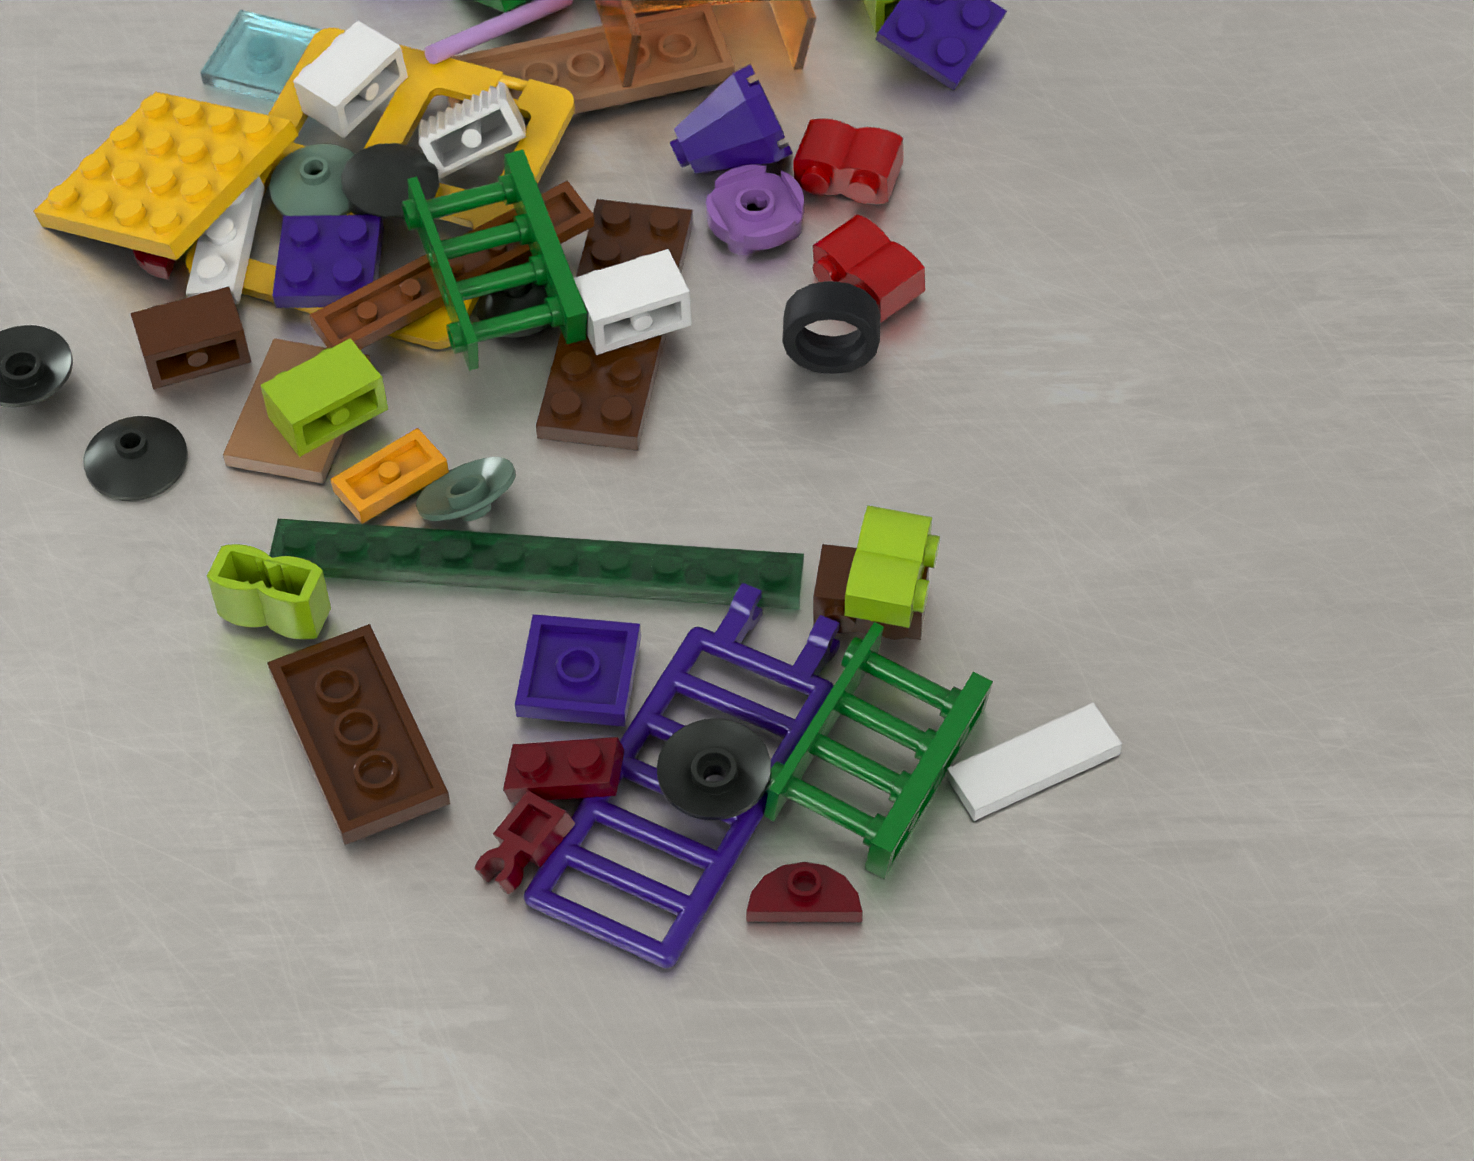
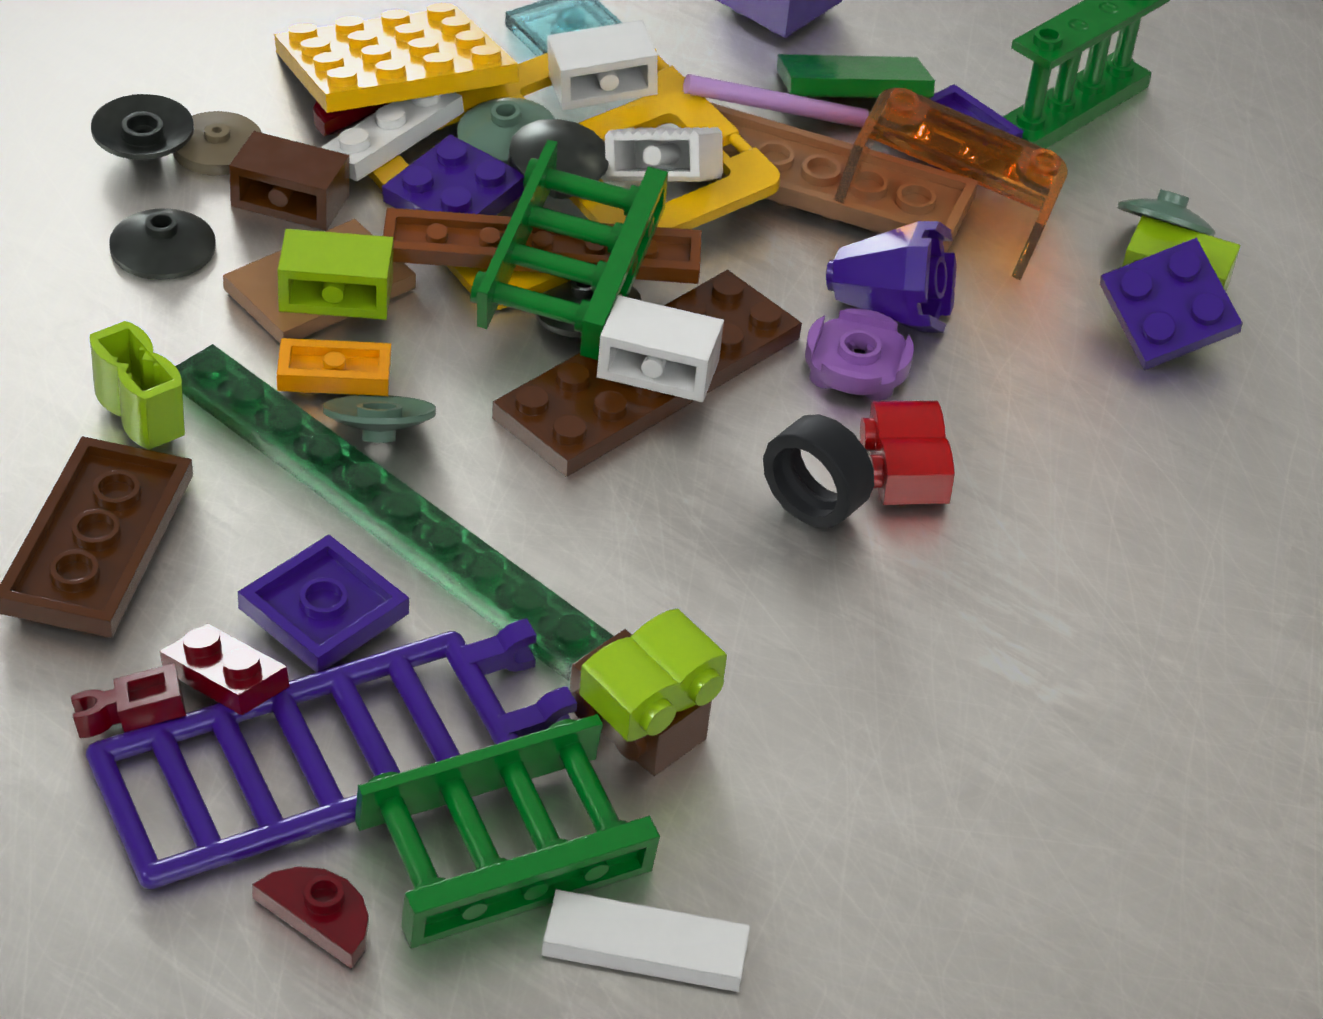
camera: 30 degrees right, 10 degrees down
(96, 337) = (215, 142): none -> dark tan piece
(714, 749) = (334, 742): pearl dark grey dish -> none
(848, 161) = (979, 362): red brick -> none

